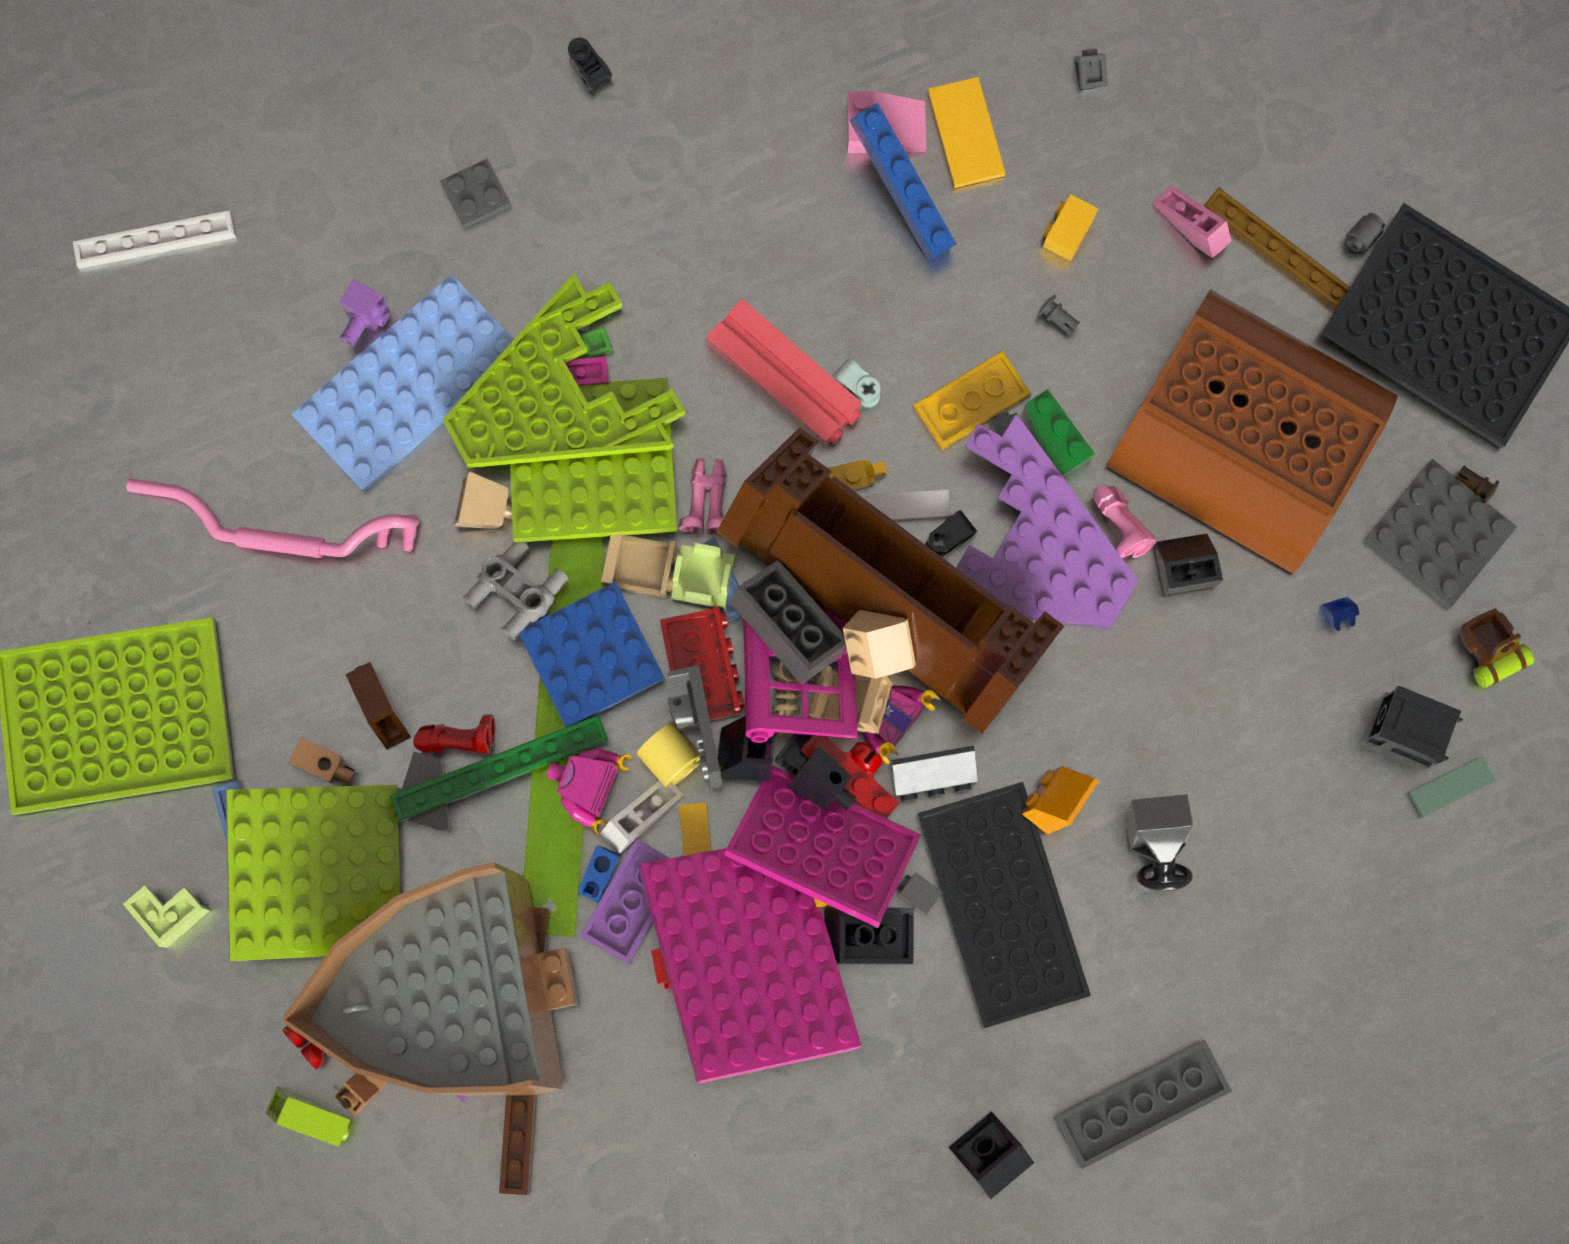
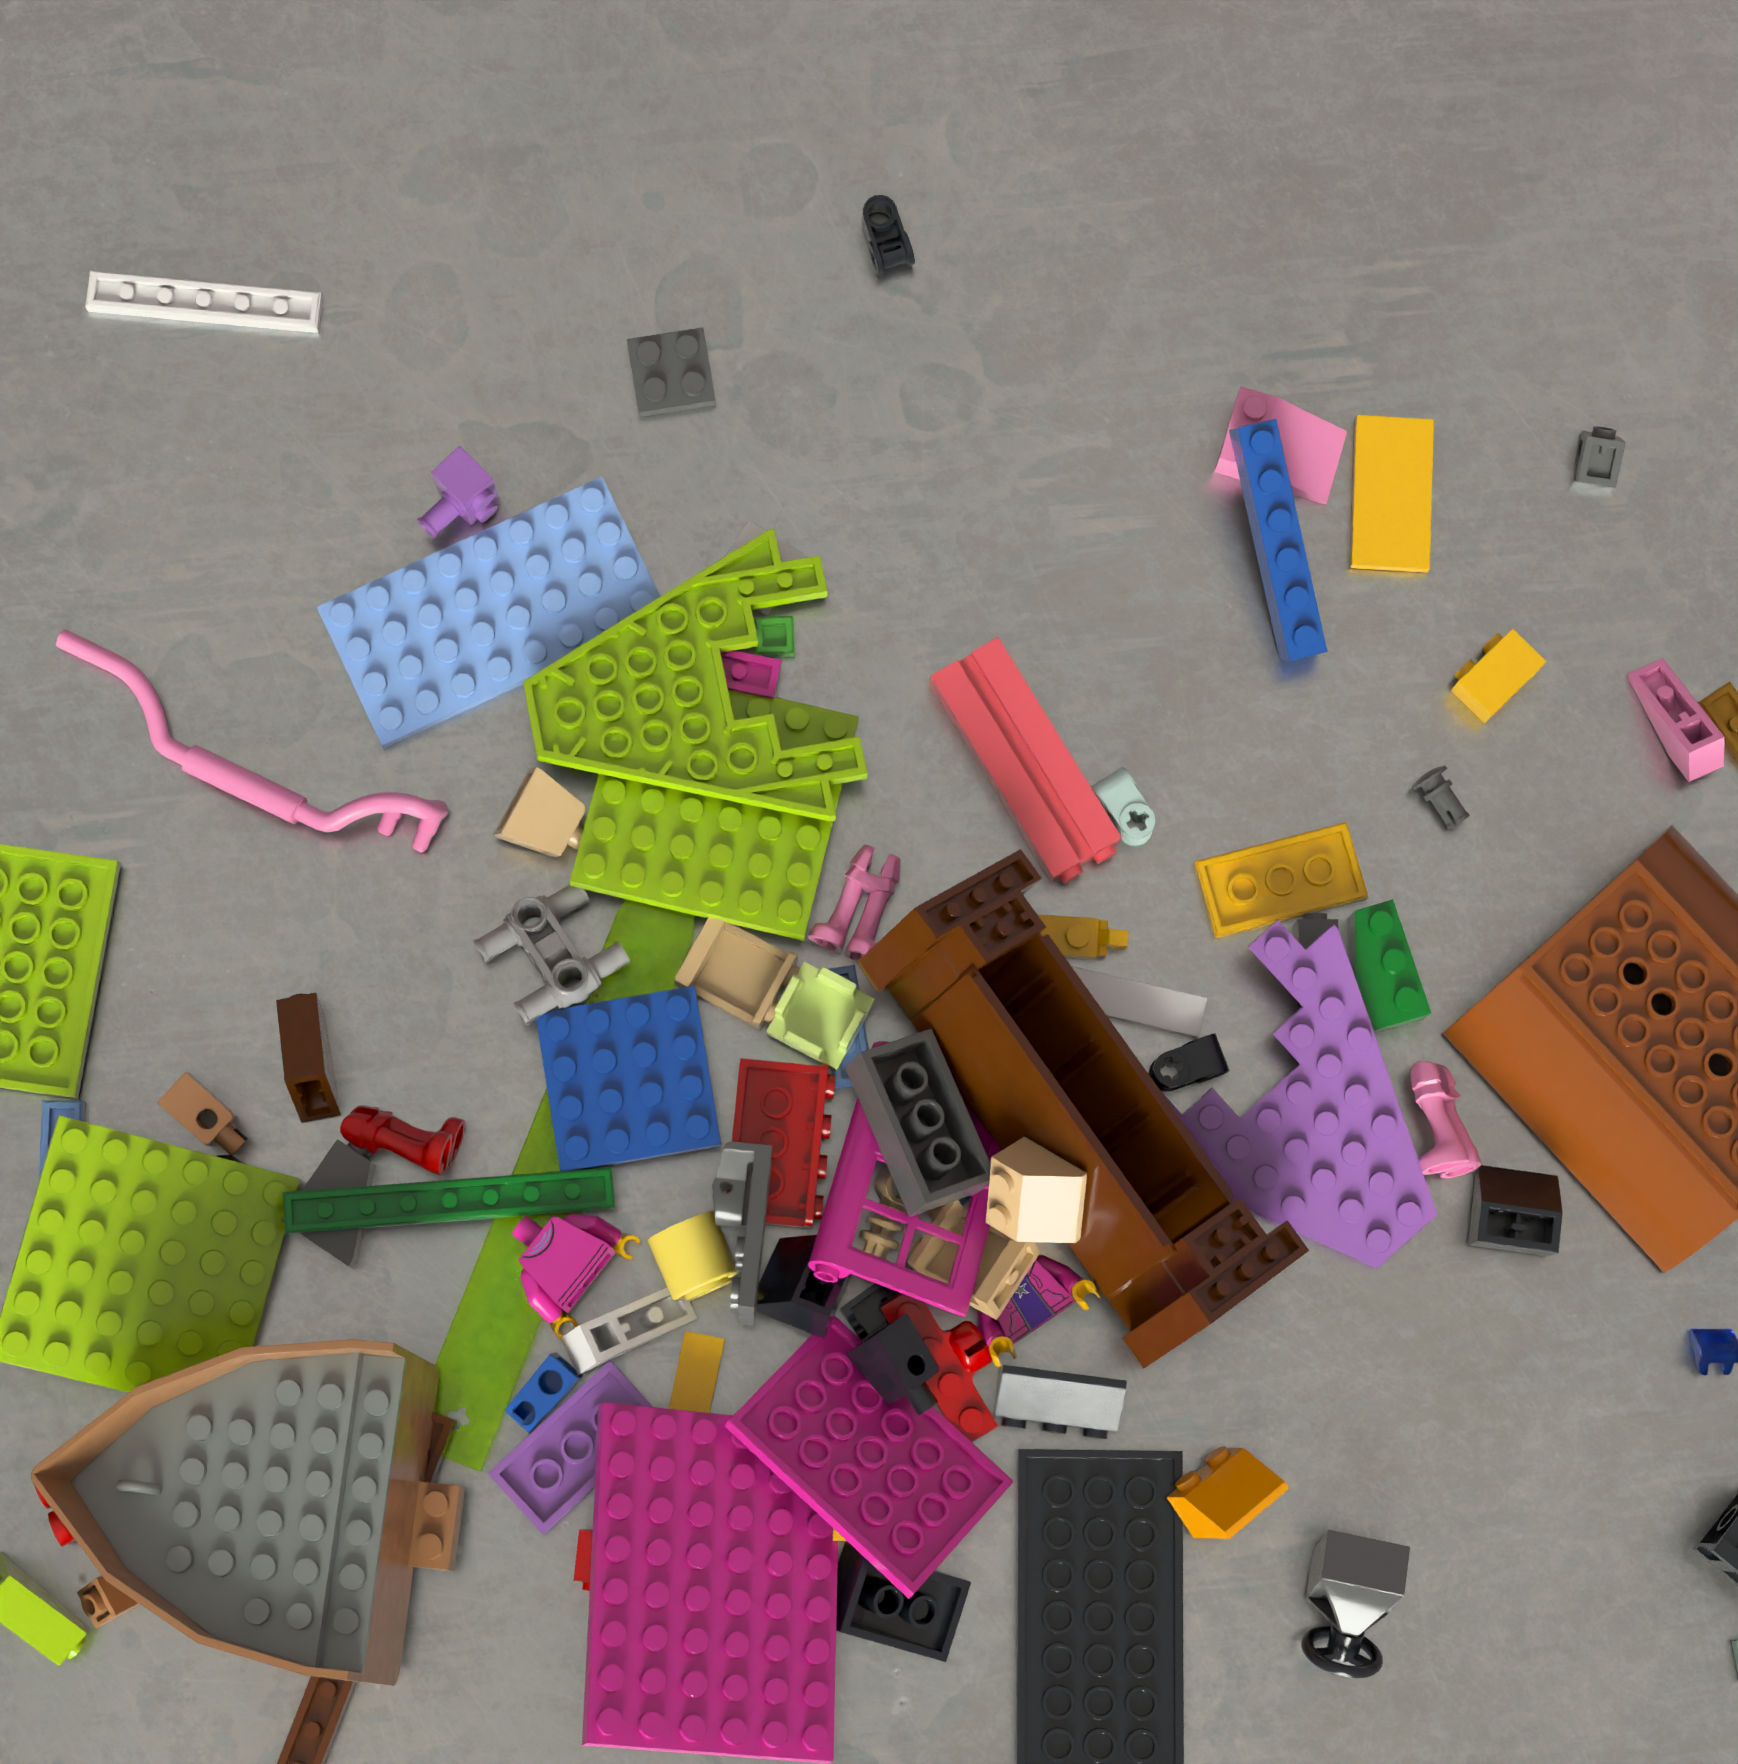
camera: 15 degrees right, 0 degrees up
(918, 893) = (984, 1564): dark grey brick -> none

